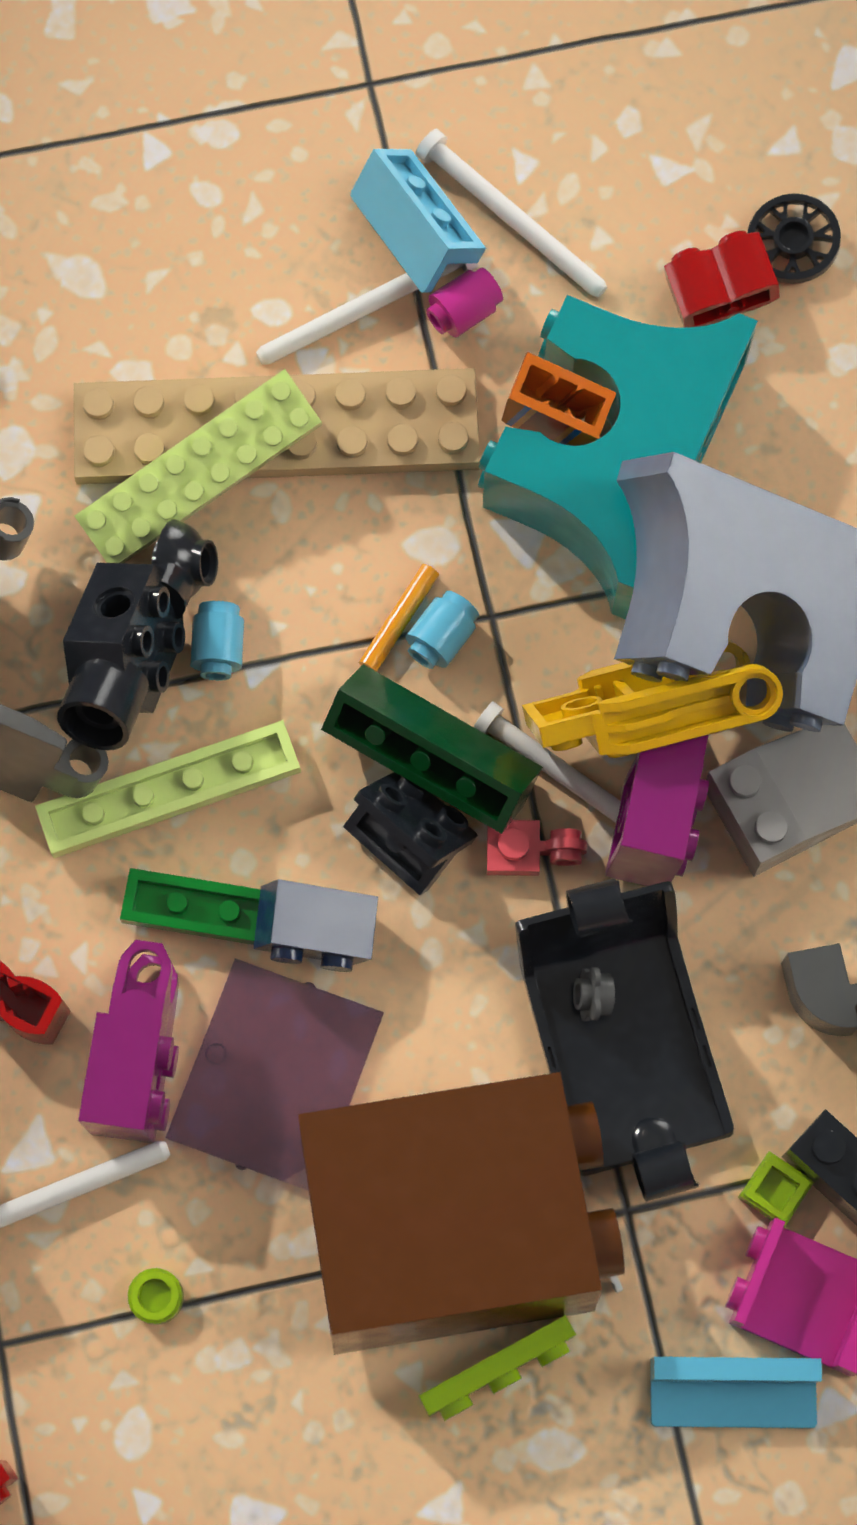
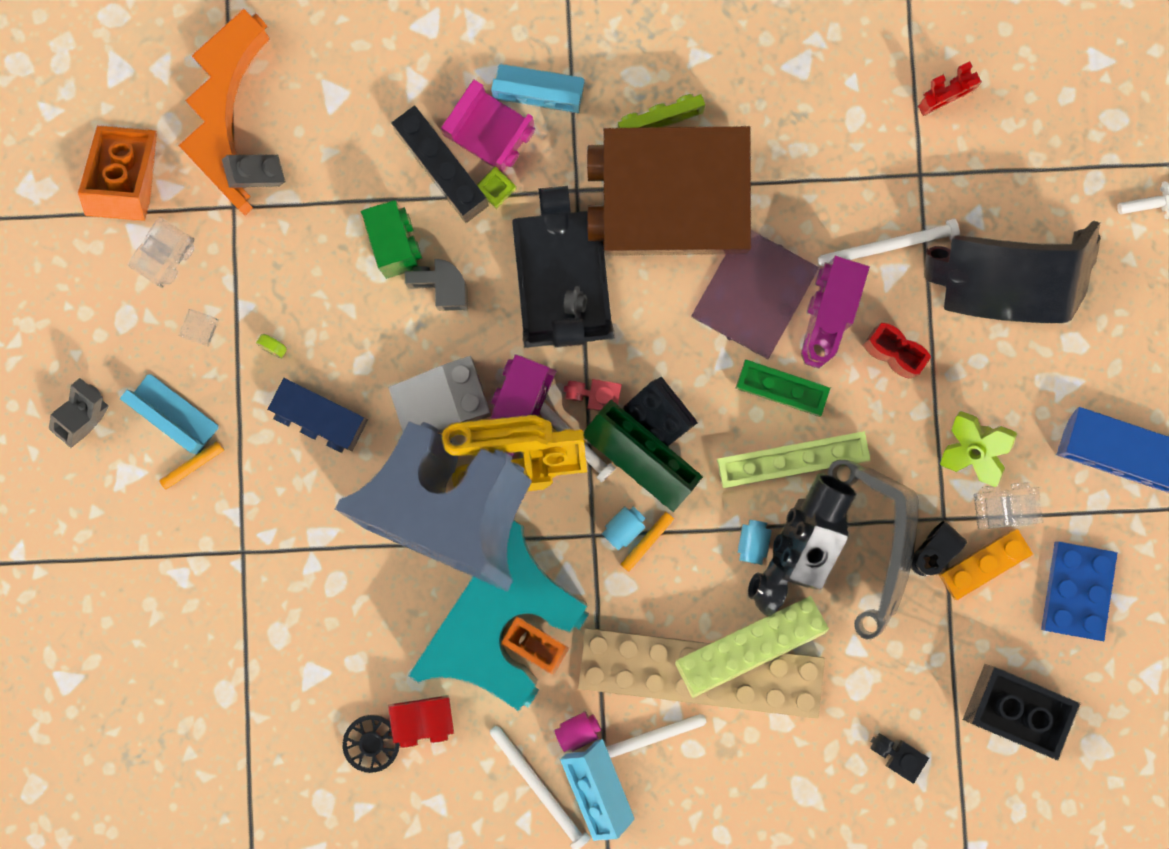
camera: 170 degrees left, 10 degrees up
(155, 1296) = (835, 185): lime tile -> none
(315, 924) = (722, 364): brick -> none

